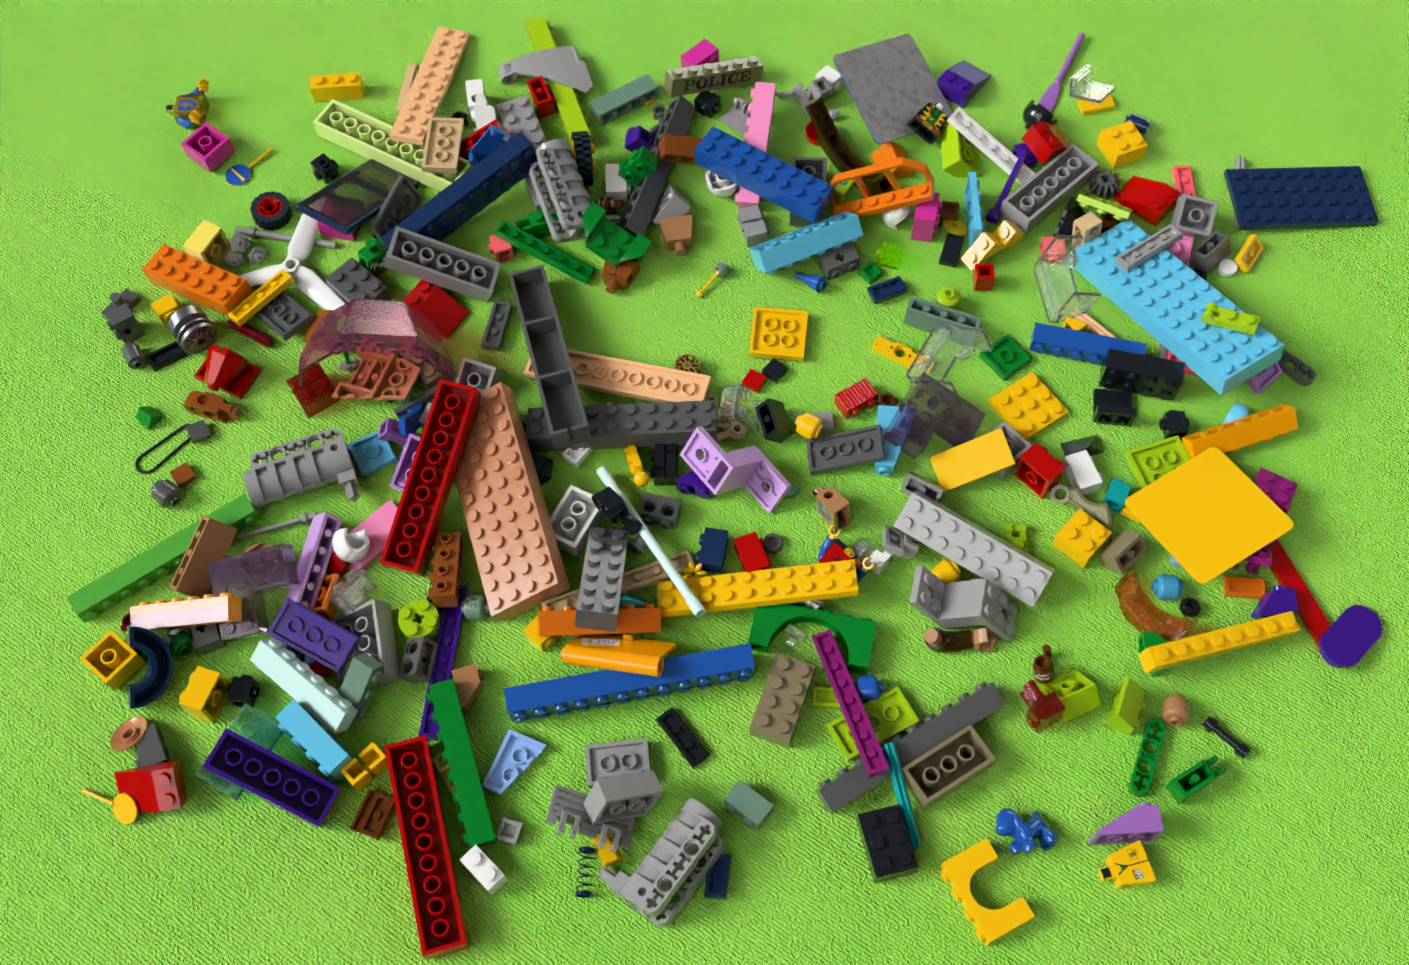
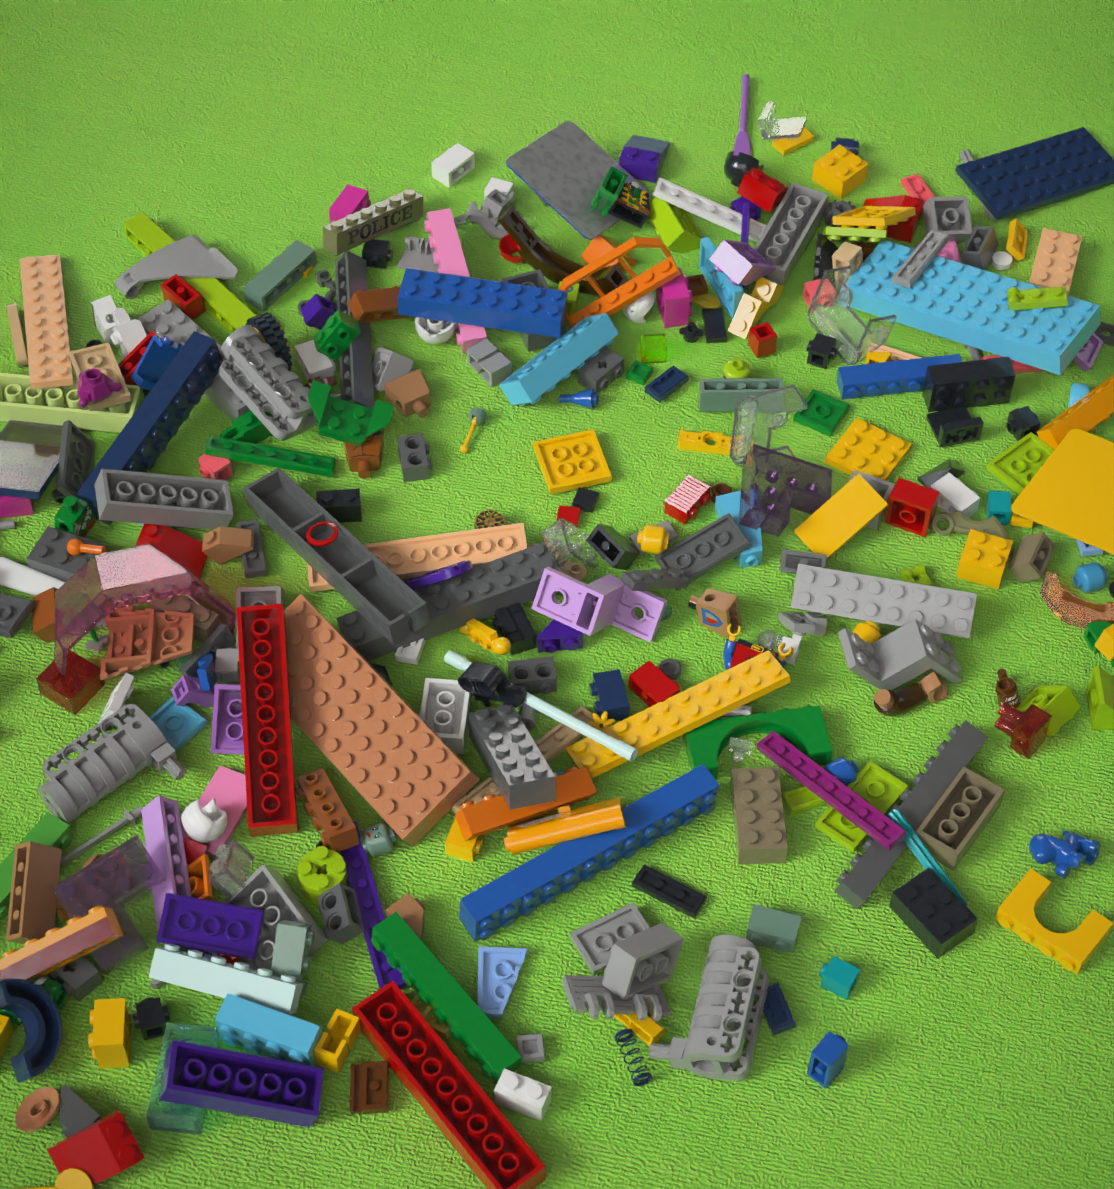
camera: 25 degrees left, 10 degrees down
(339, 416) = (118, 696): none -> white plate
(362, 282) = (77, 547): none -> orange bar
(430, 154) = (95, 386): none -> magenta rock
(477, 315) = (227, 543): none -> medium nougat slope
(547, 342) = (324, 542): none -> red piece
(578, 312) = (341, 504): none -> black brick
(616, 399) = (439, 574): none -> dark purple tile
(655, 284) = (413, 457): none -> dark grey brick
(735, 941) = (827, 1059): none -> blue brick
(782, 869) = (839, 977): none -> teal brick
(791, 463) = (655, 579): none -> dark grey plate
(803, 44) = (453, 165): none -> white brick
(912, 106) = (608, 190): none -> green hinge
(929, 254) = (691, 332): none -> black plate
(991, 204) = (740, 262): none -> slope
(1030, 302) = (821, 351): none -> black brick
(1127, 196) = (874, 216): none -> yellow plate
(1271, 287) = (1055, 259): none -> light nougat brick

